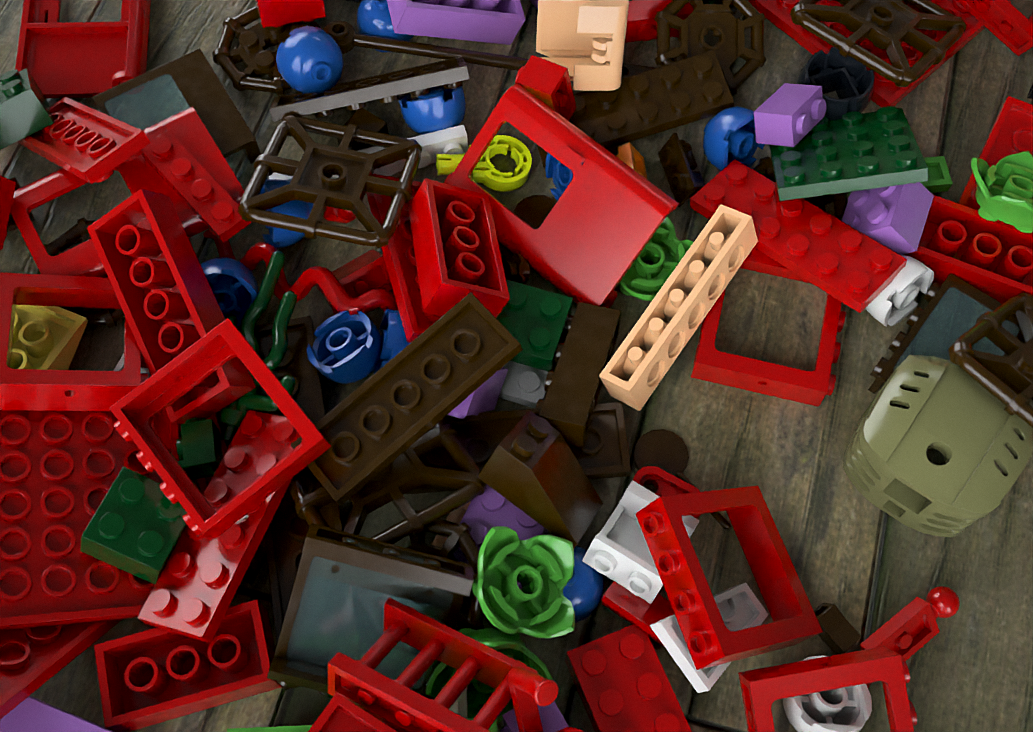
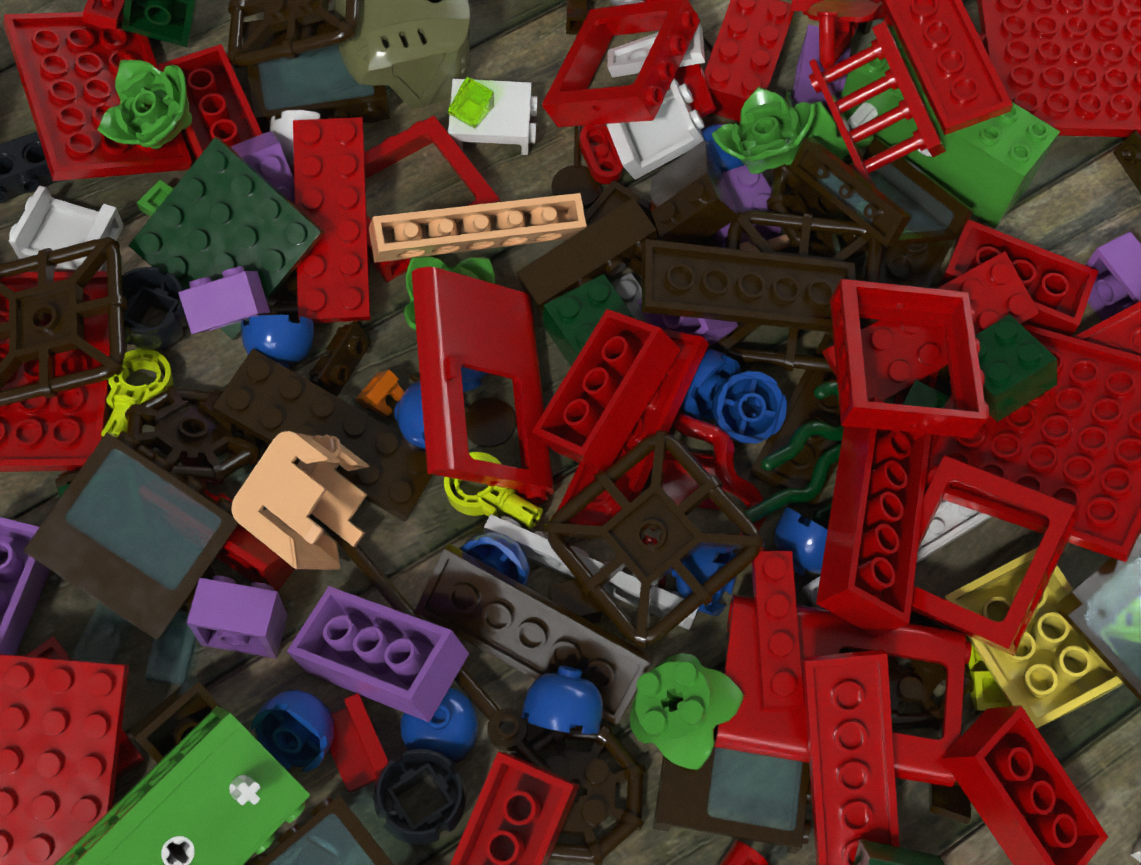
camera: 145 degrees left, 0 degrees up
(231, 102) = (687, 733): none -> bright green brick
(516, 268) = (553, 377): dark brown plate -> none
(549, 84) = (400, 473): red brick -> none
(779, 41) = (124, 395): none -> neon yellow pin
(788, 446) = (507, 120): none -> white panel
(807, 420) = (472, 103): none -> clear neon green slope
(957, 105) = (60, 224): none -> white panel

